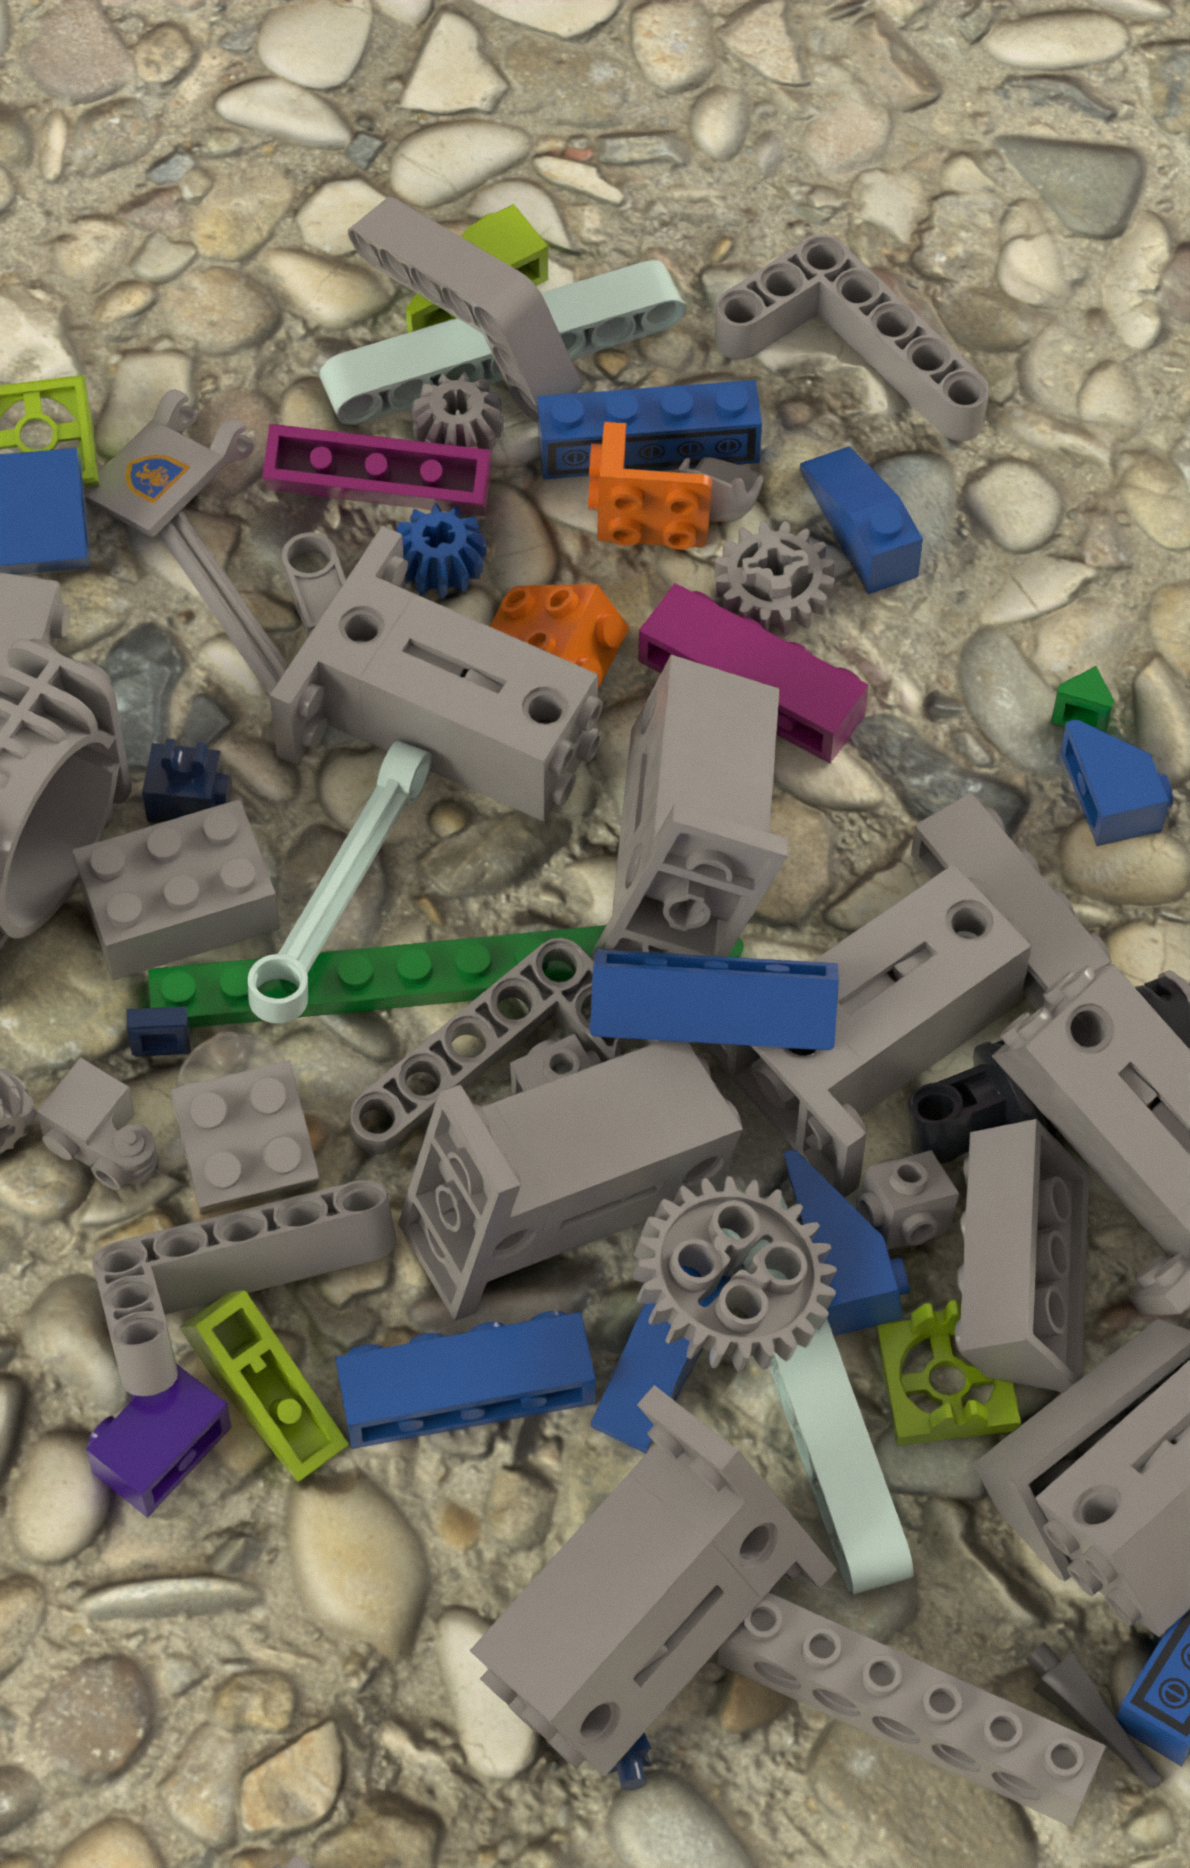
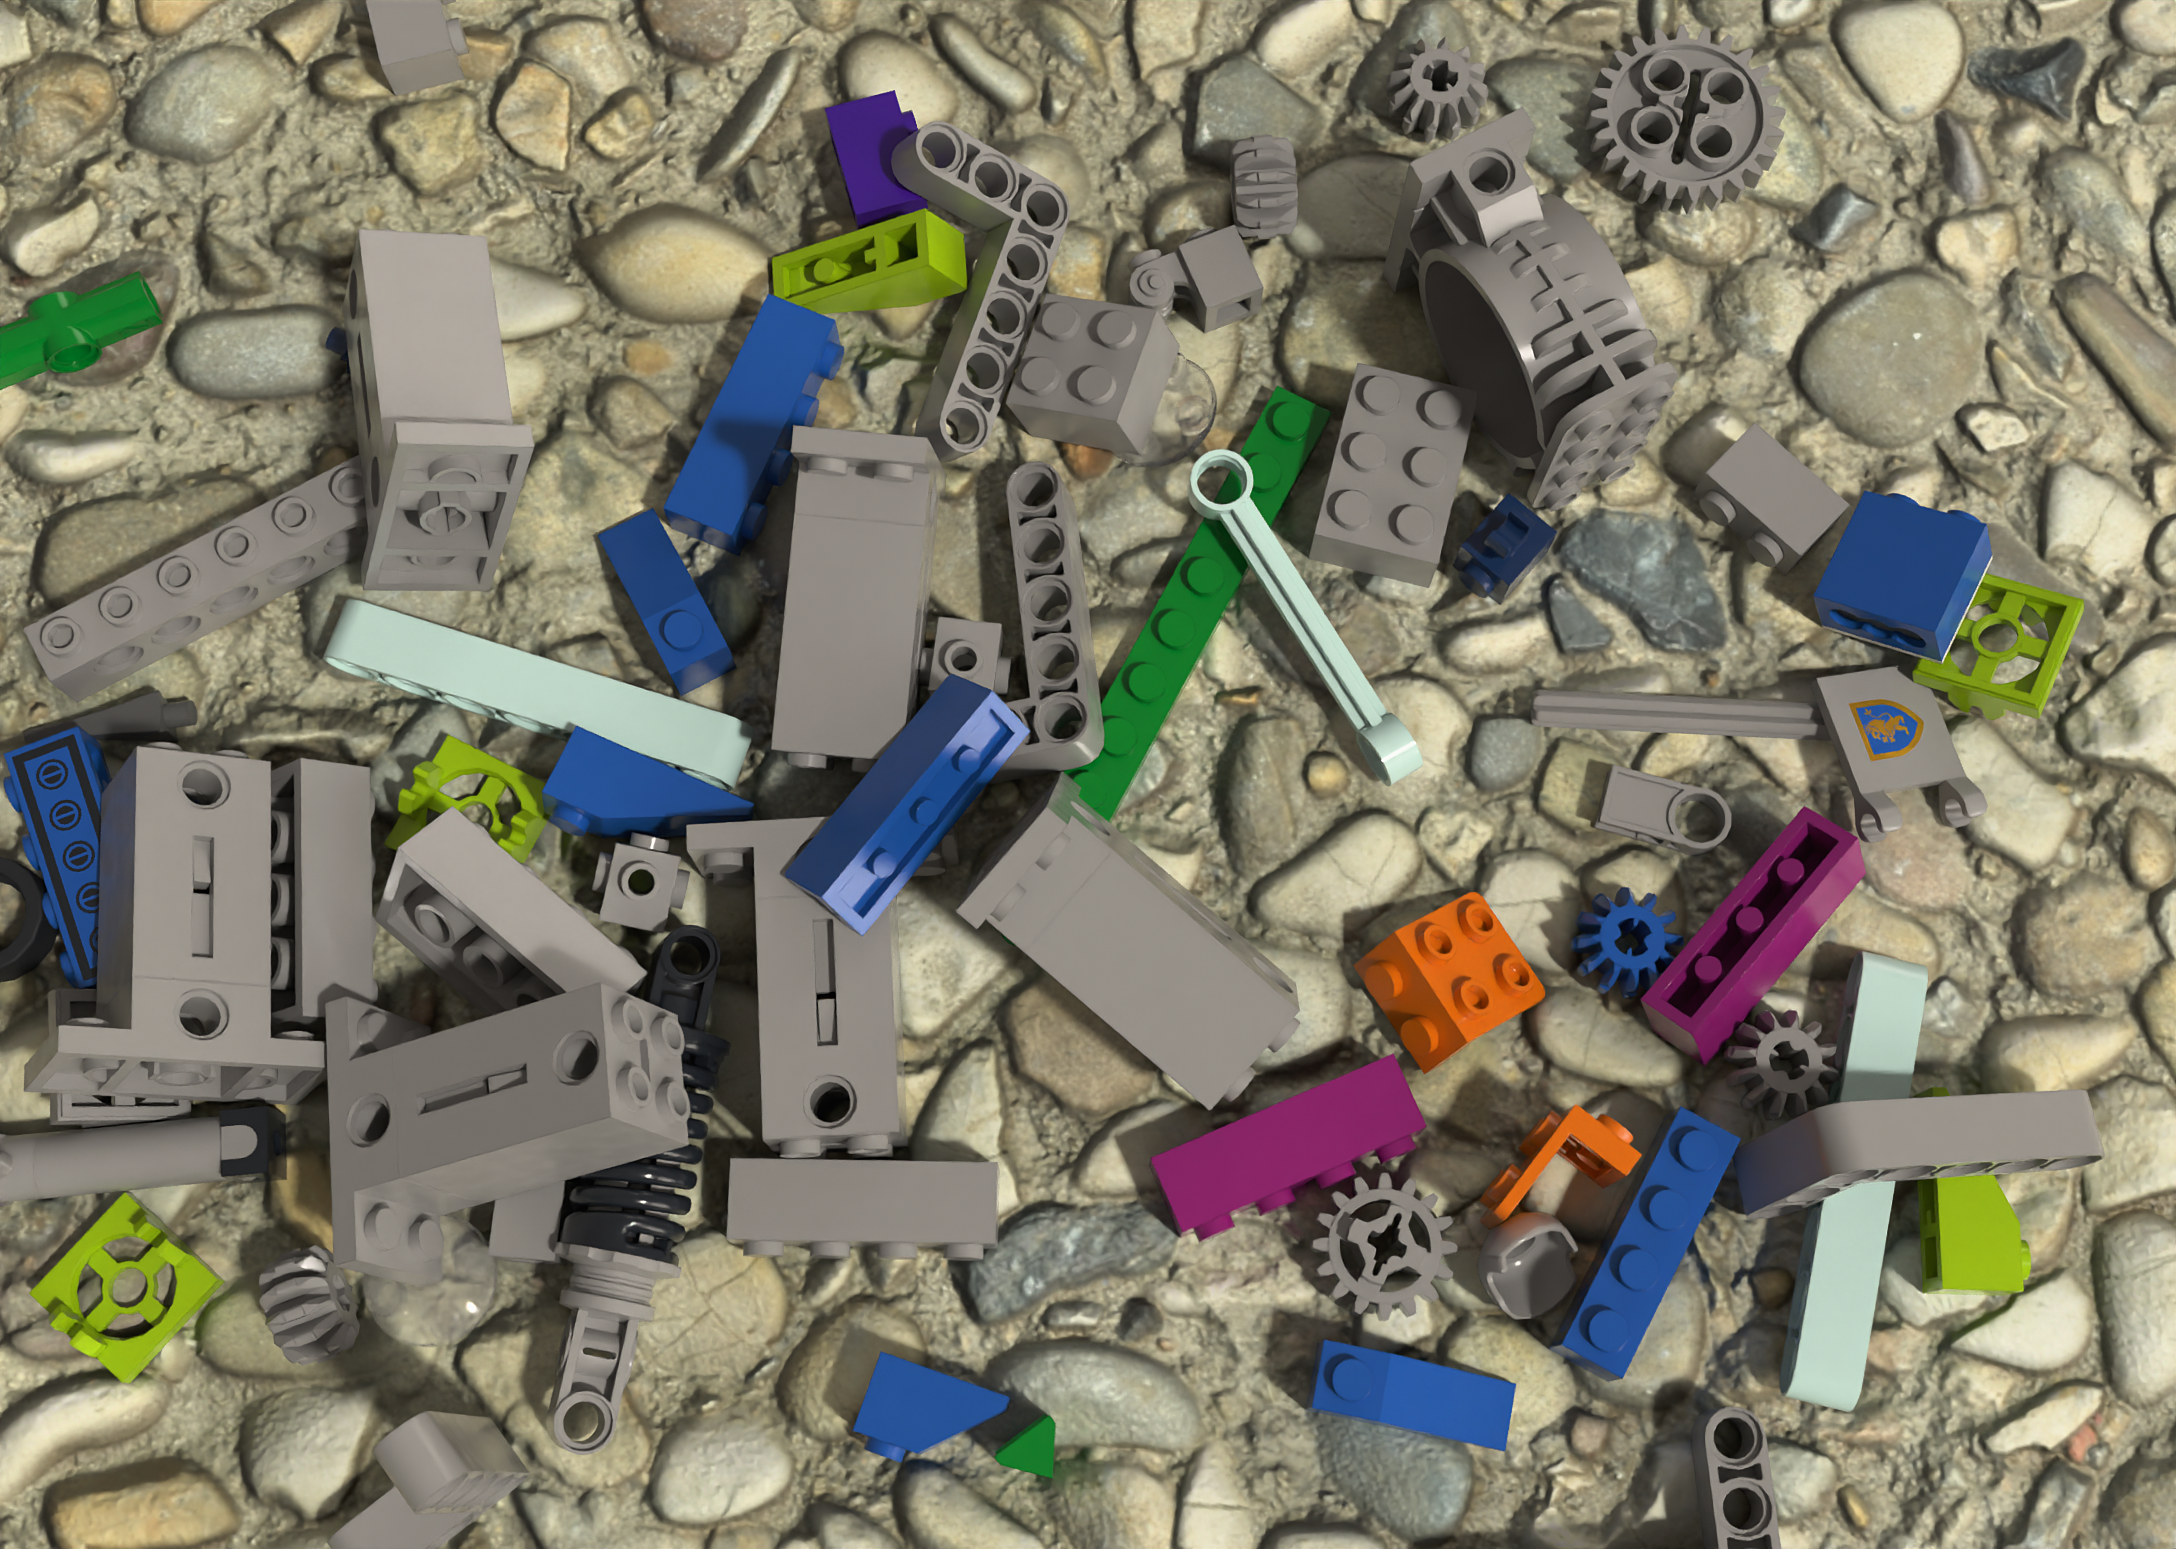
camera: 125 degrees right, 15 degrees up
(159, 1031) = (1258, 380): dark blue tile -> none
(435, 679) = (1453, 818): light grey brick -> none
(778, 1309) = (592, 670): light grey gear -> none

